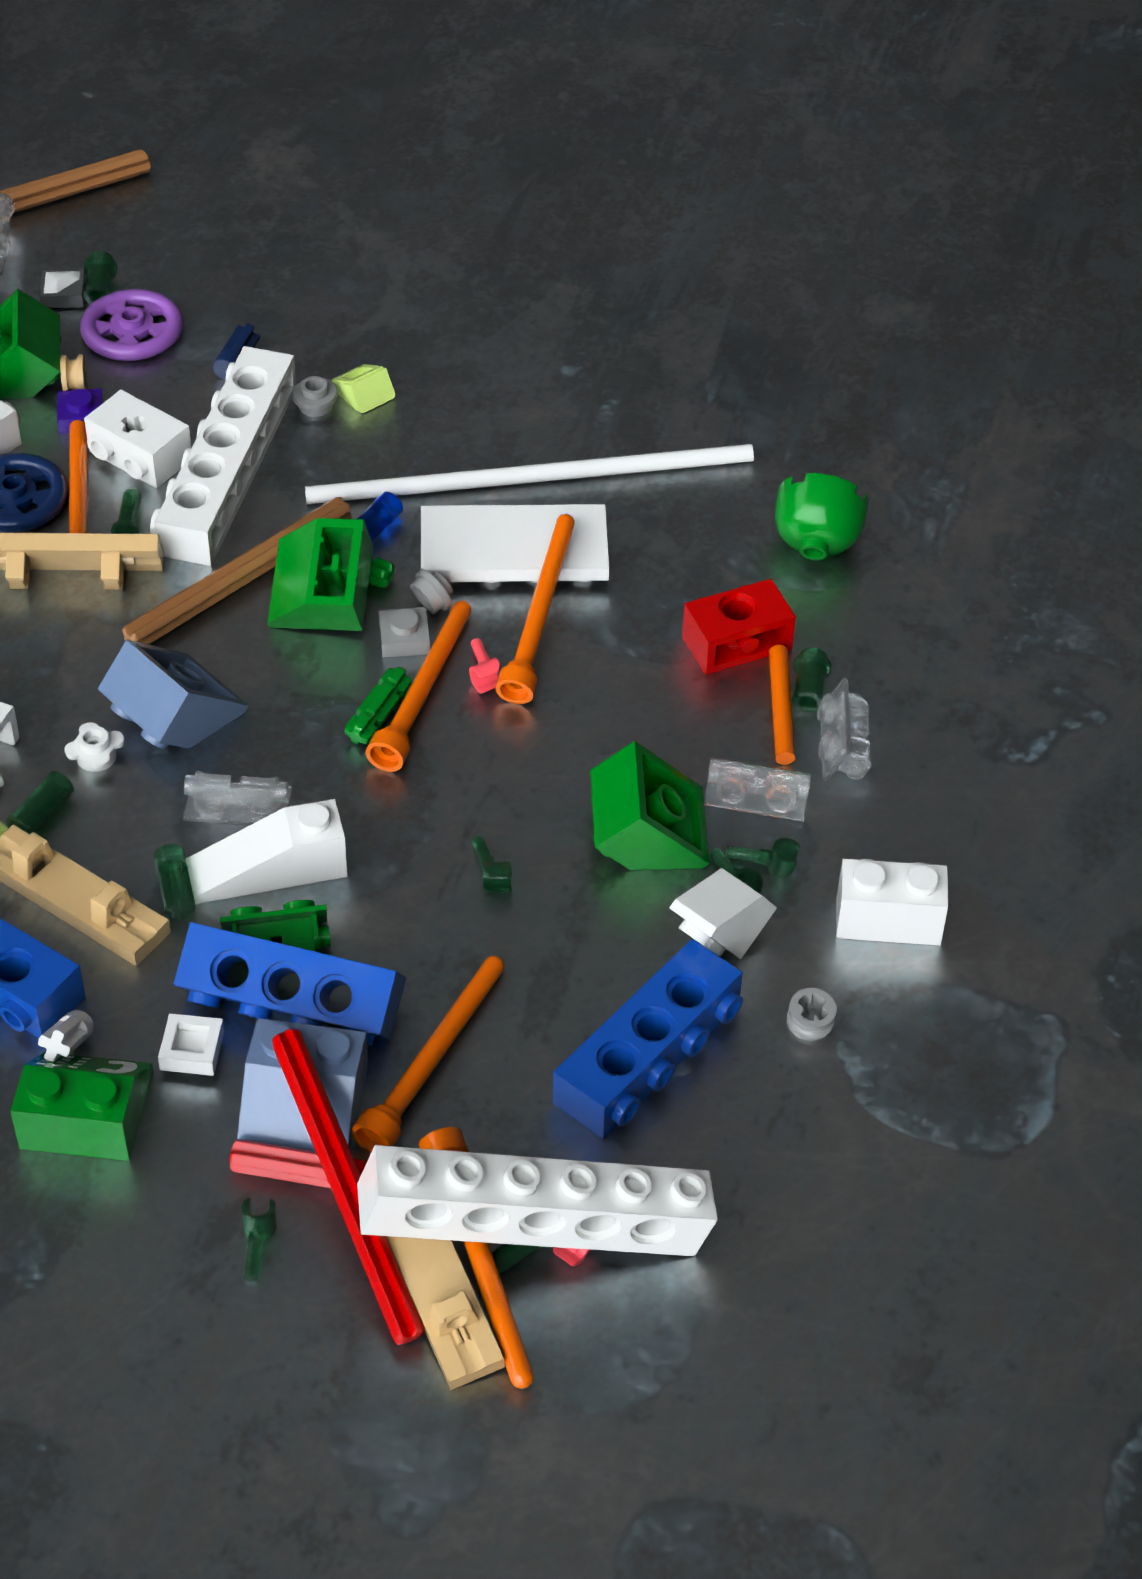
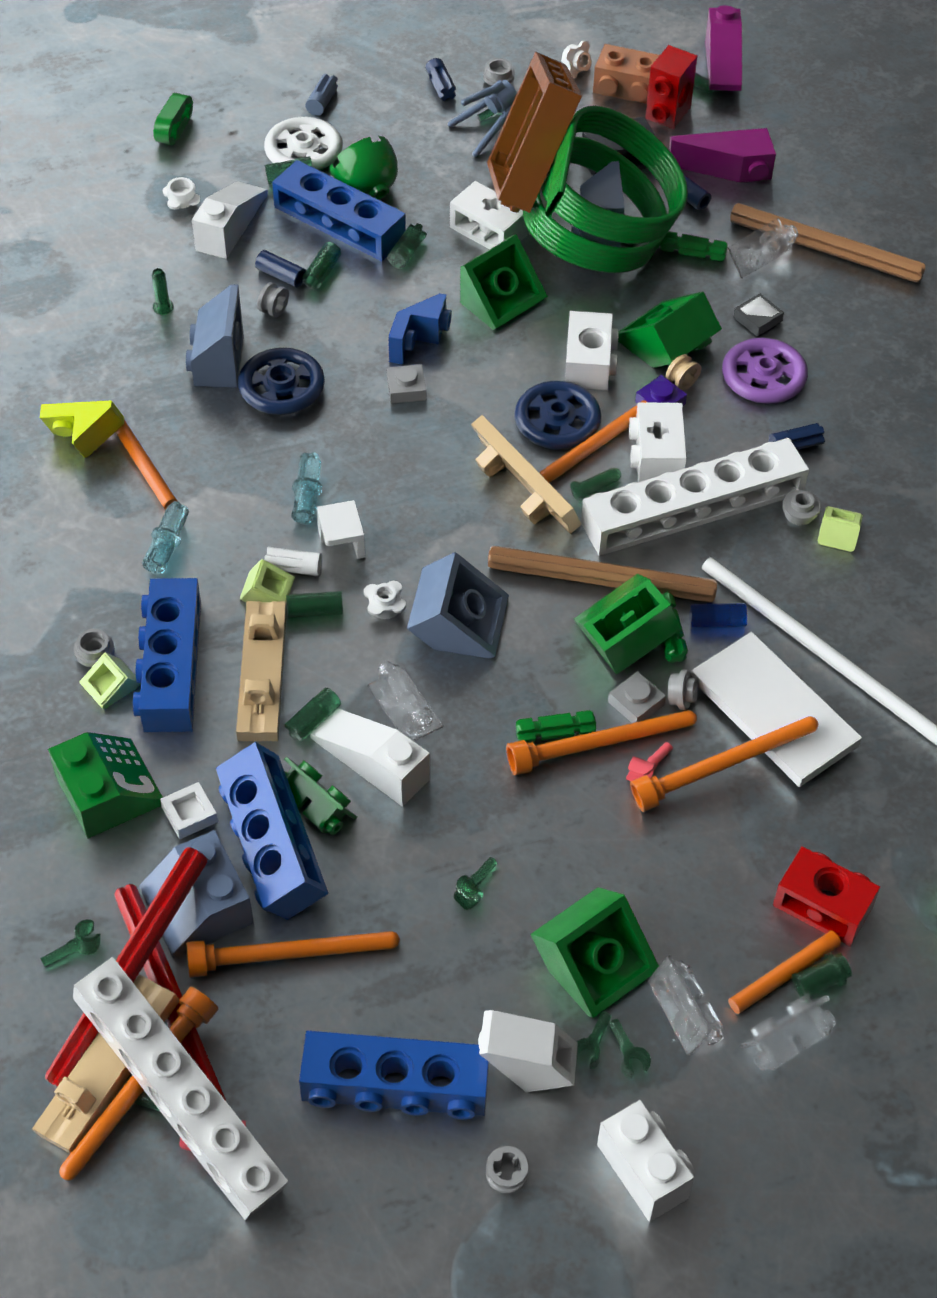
camera: 55 degrees right, 5 degrees up
(66, 1034) = (139, 739): white piece -> none
(100, 271) = (791, 321): clear green pin -> none

